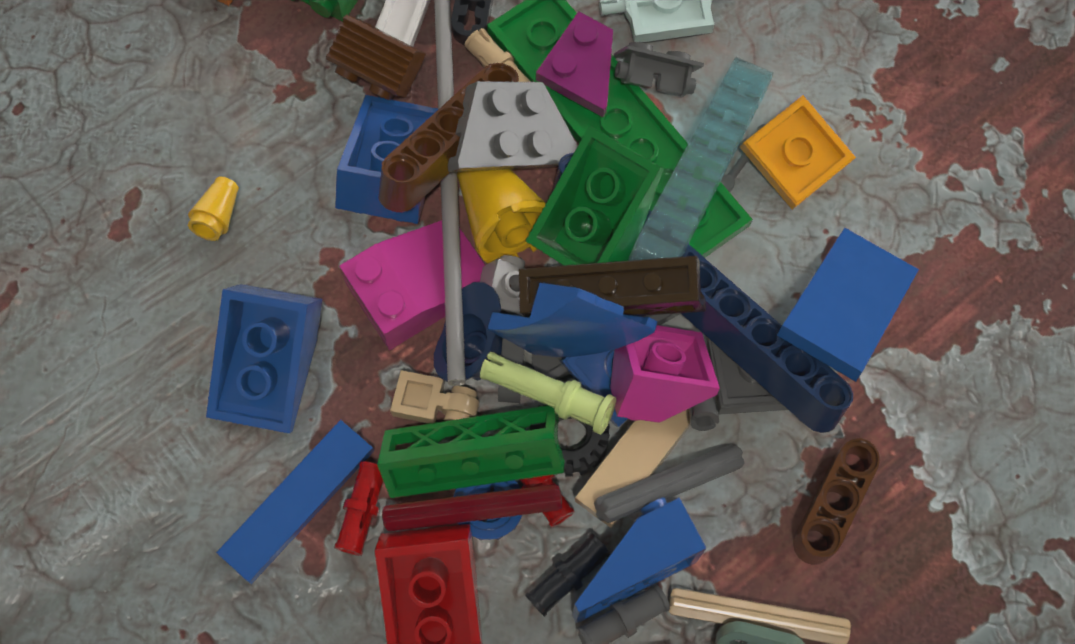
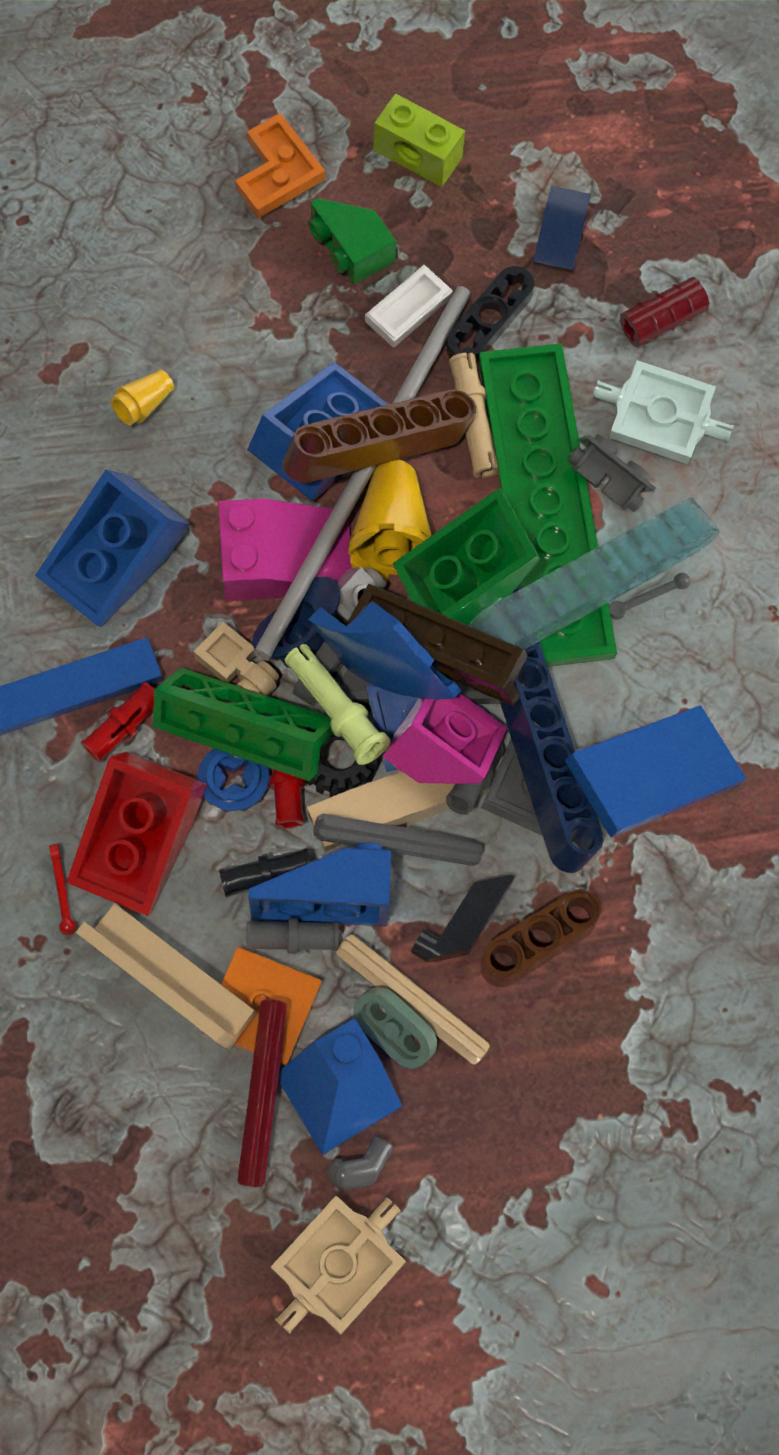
camera: 25 degrees right, 0 degrees up
(376, 57) = (359, 331): reddish brown brick -> none
(472, 507) = (215, 770): dark red axle -> none
(510, 128) = (436, 455): wing -> none
(581, 63) = (543, 430): magenta wing -> none
(765, 522) = (466, 923): none -> black piece
(797, 152) = (699, 614): light orange tile -> none

